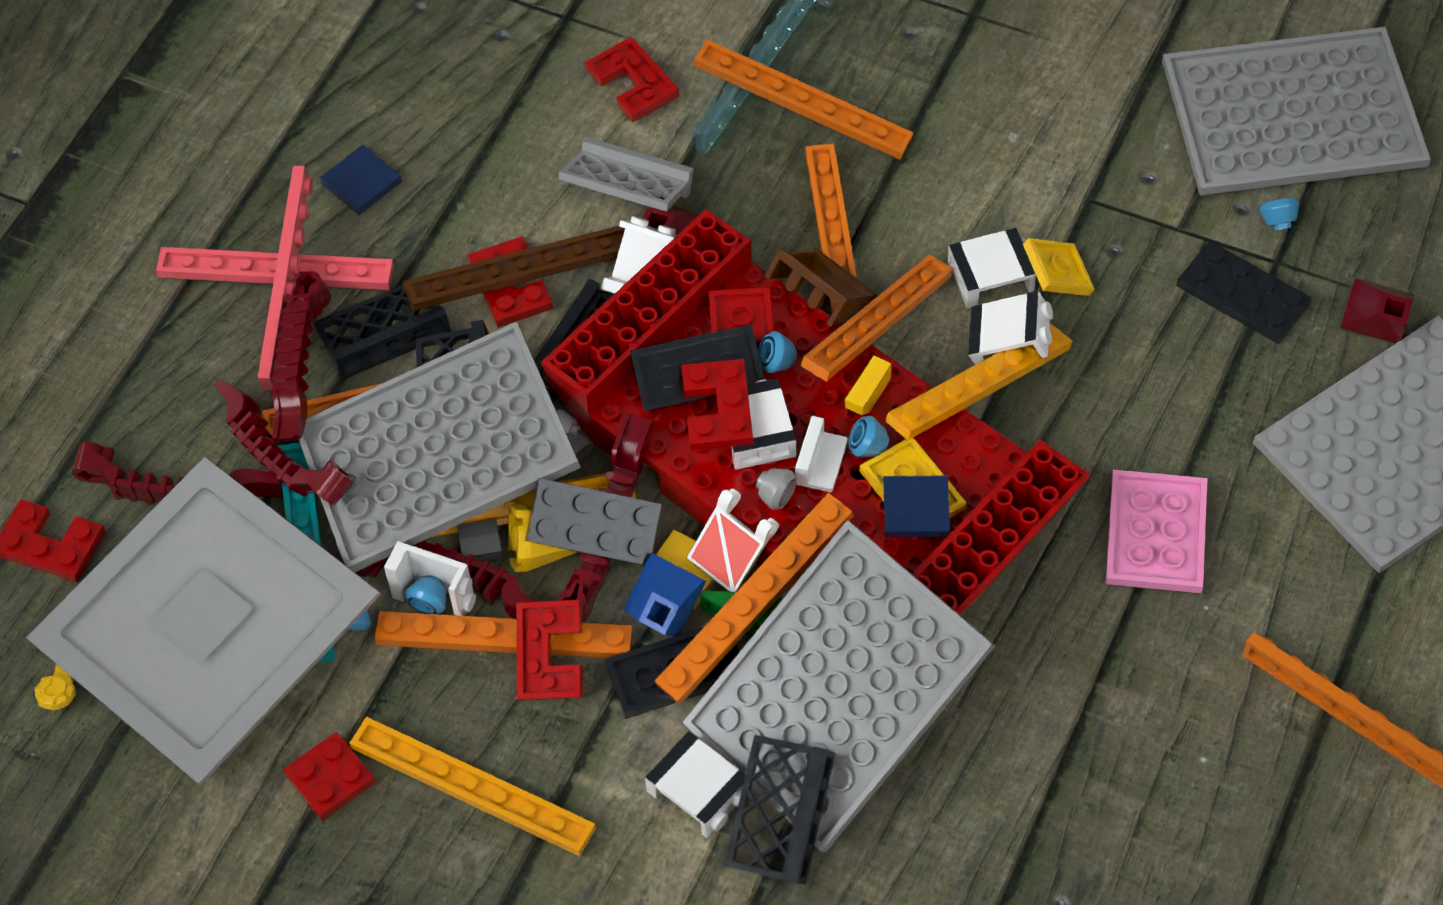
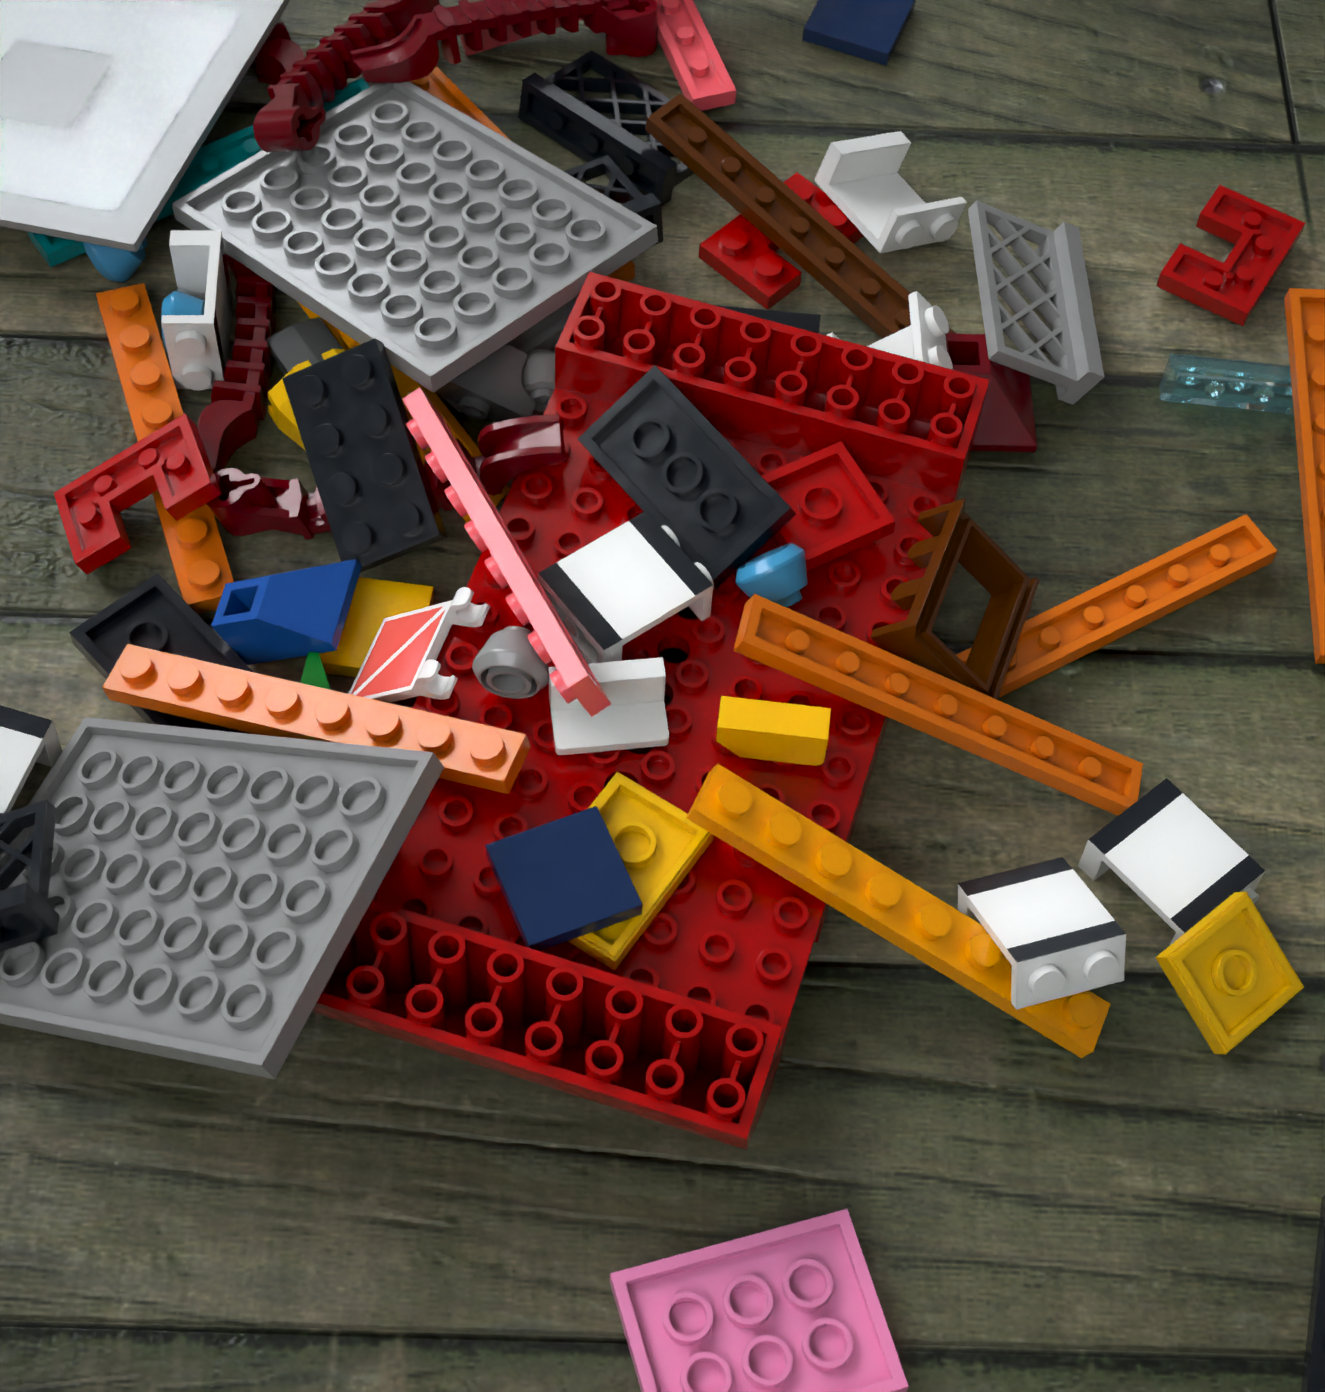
camera: 60 degrees right, 0 degrees up
(515, 221) = (866, 187): none -> white panel
(722, 462) = (507, 564): none -> plate
(733, 422) = (661, 517): red plate -> none
(868, 438) = (671, 763): dark azure cone -> none

